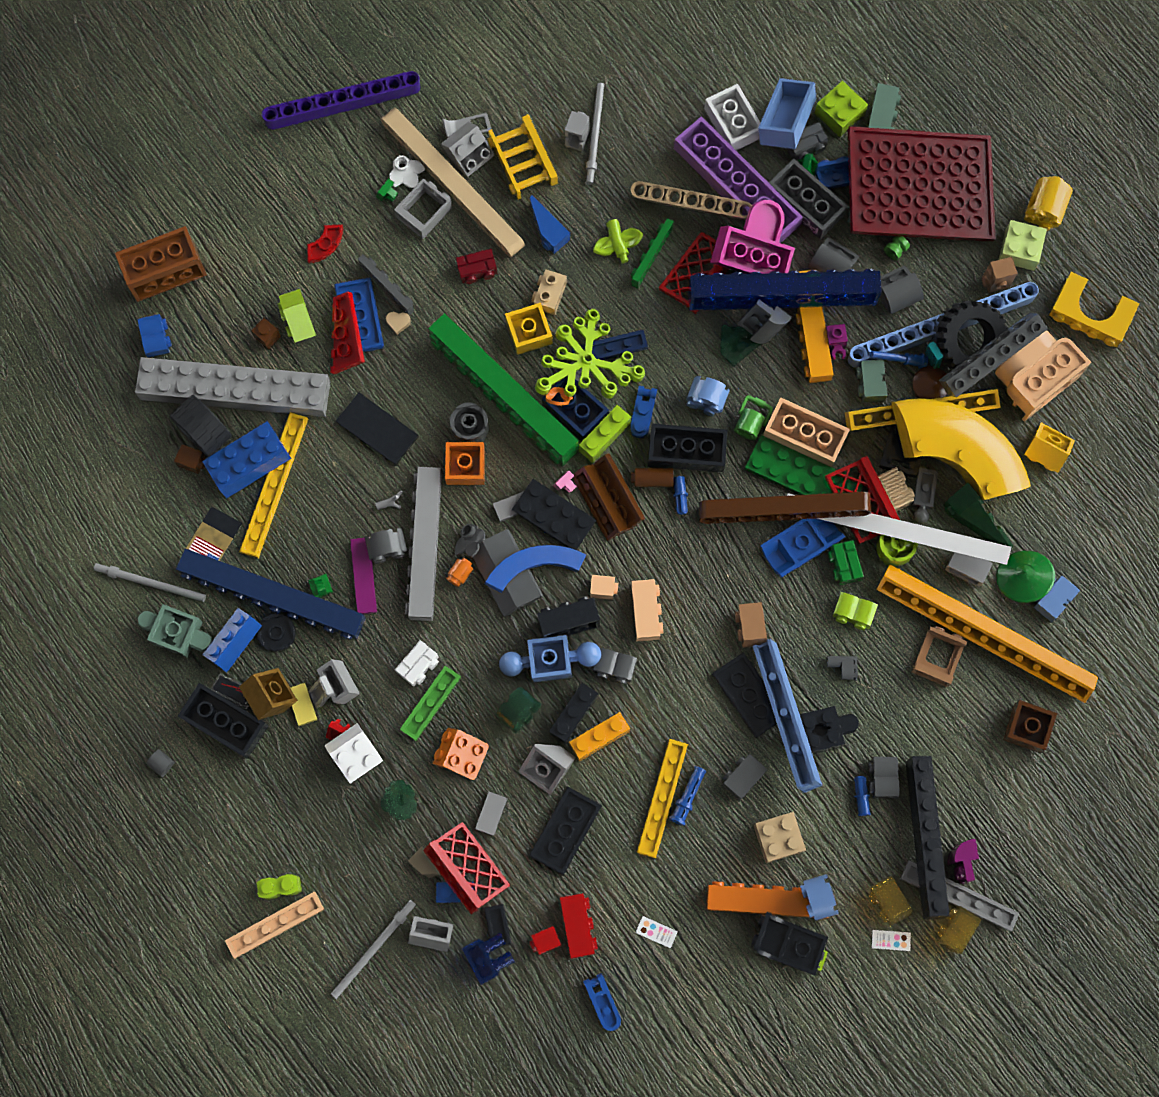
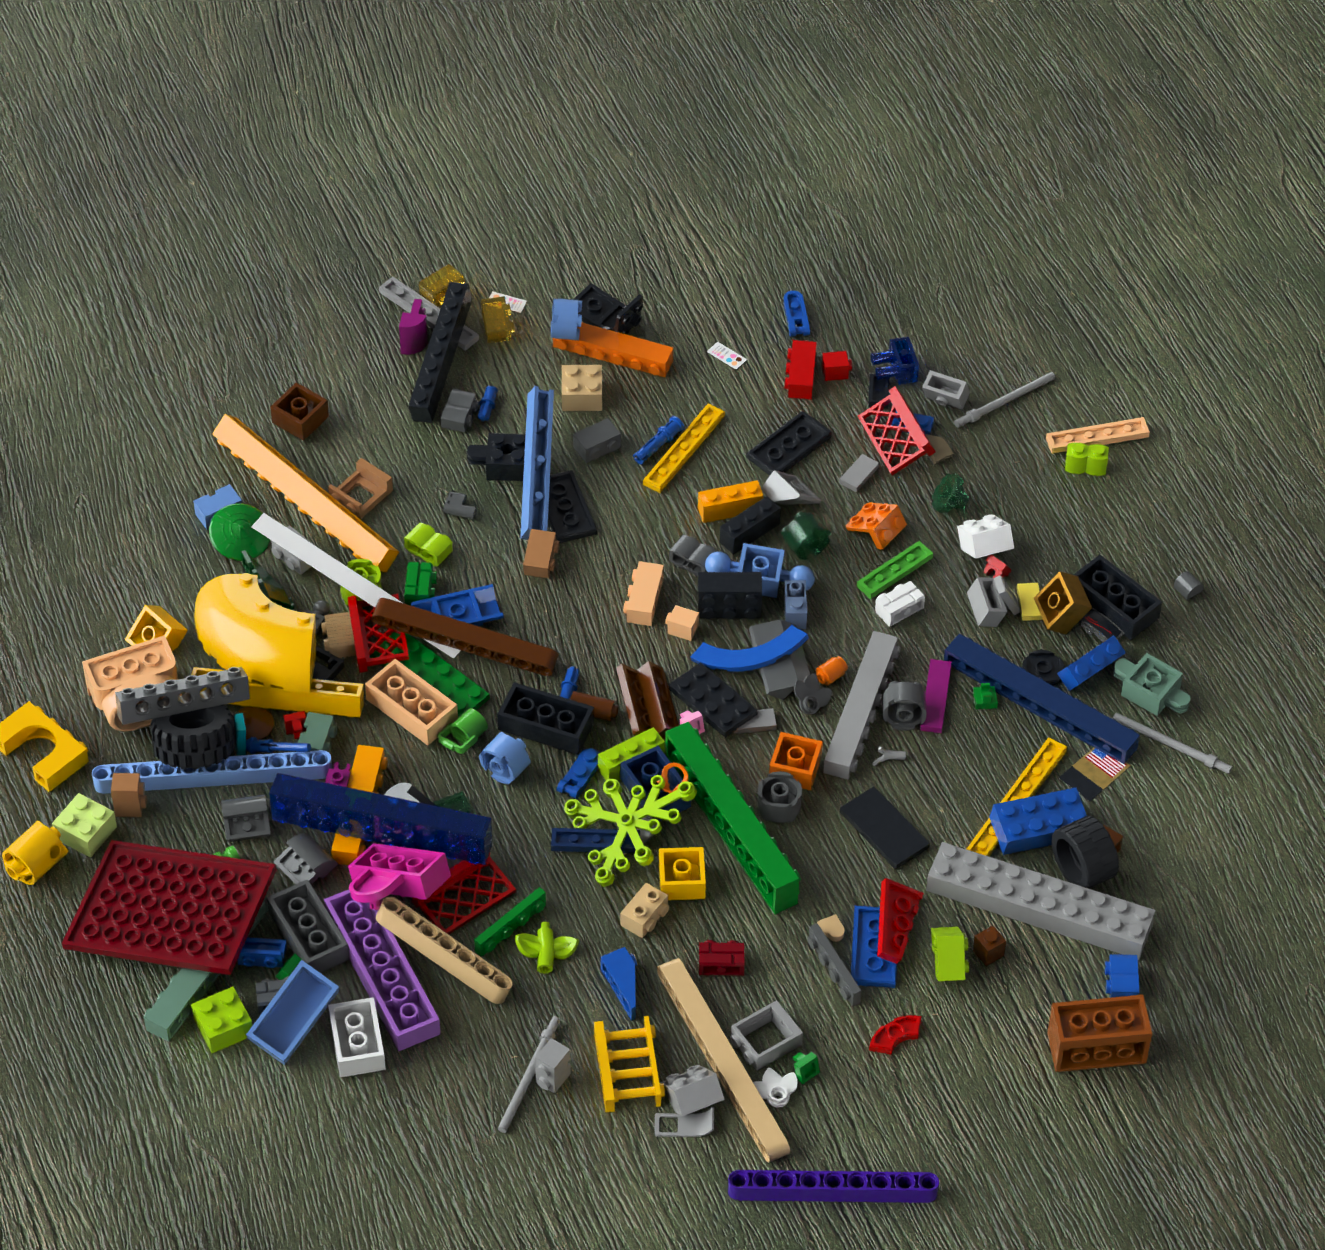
camera: 165 degrees left, 25 degrees down
(508, 632) = (795, 603): none -> sand blue slope
(894, 388) = (295, 723): none -> red tile

